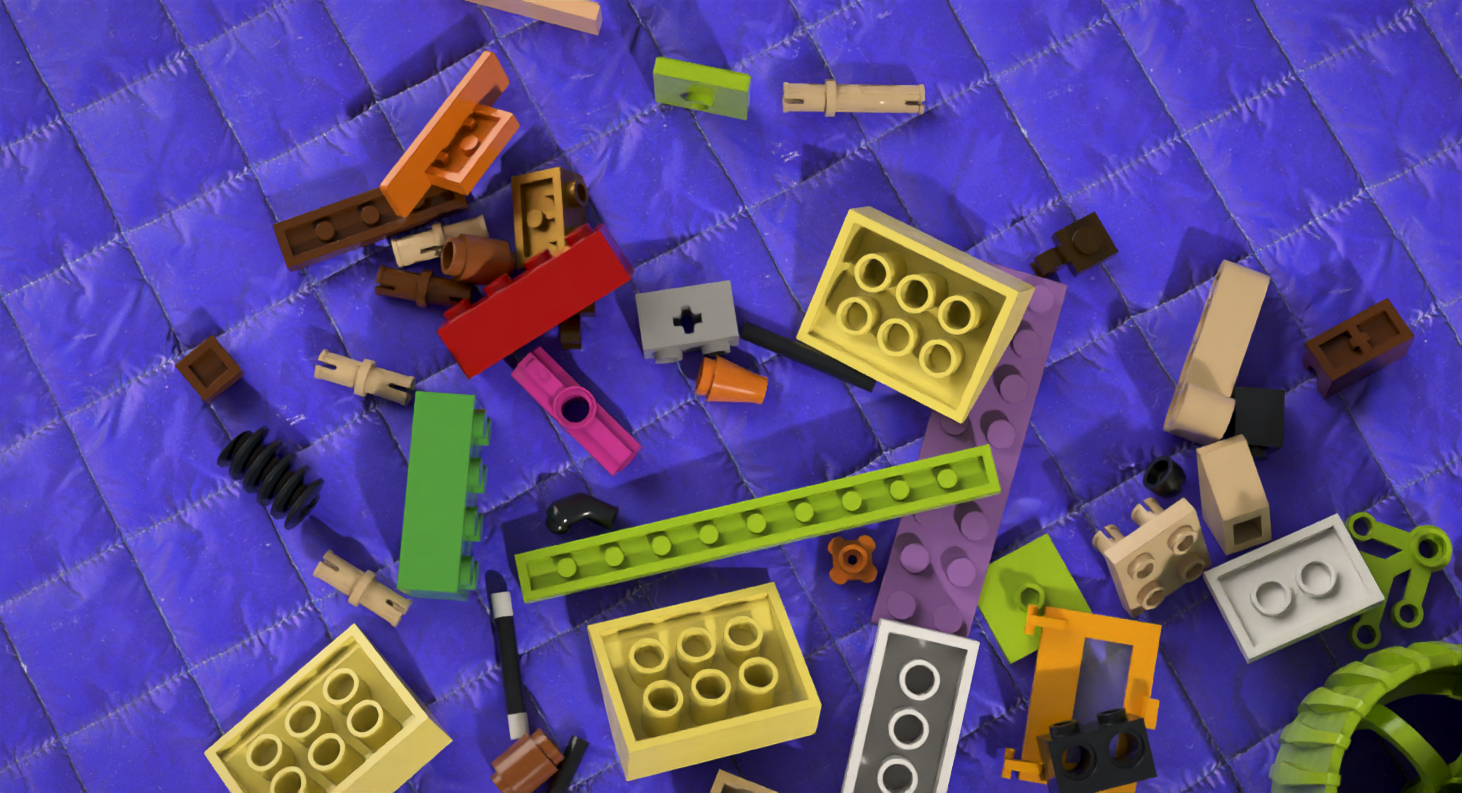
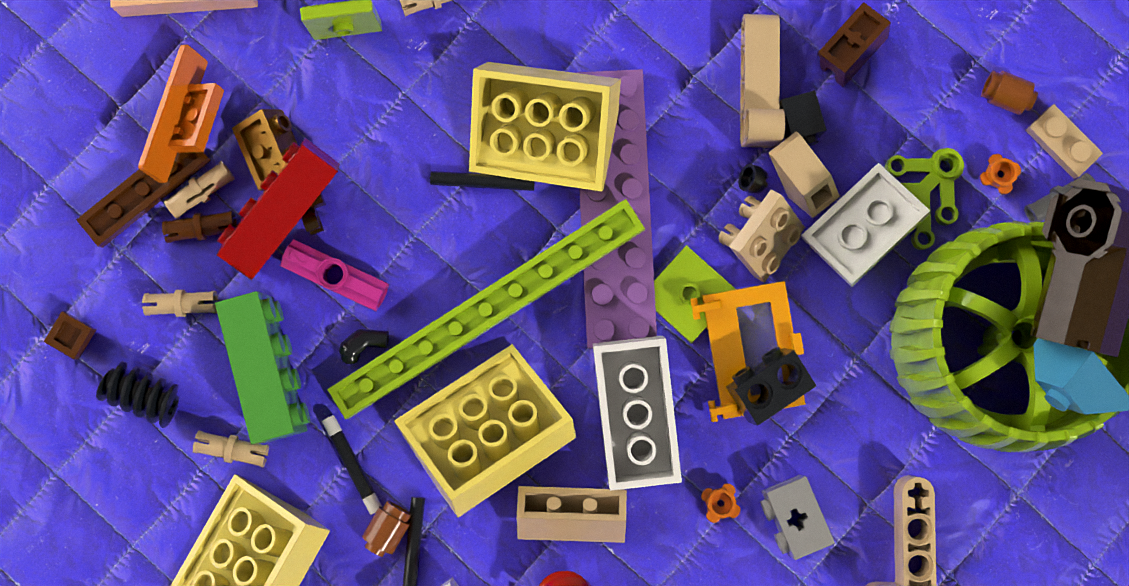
camera: 20 degrees left, 5 degrees up
(476, 259) = (227, 193): dark orange brick -> none
(709, 307) = (370, 186): light grey brick -> none
(728, 382) = (432, 218): orange cone -> none
(842, 569) = (551, 305): orange plate -> none
(1078, 247) = (641, 40): dark brown plate -> none

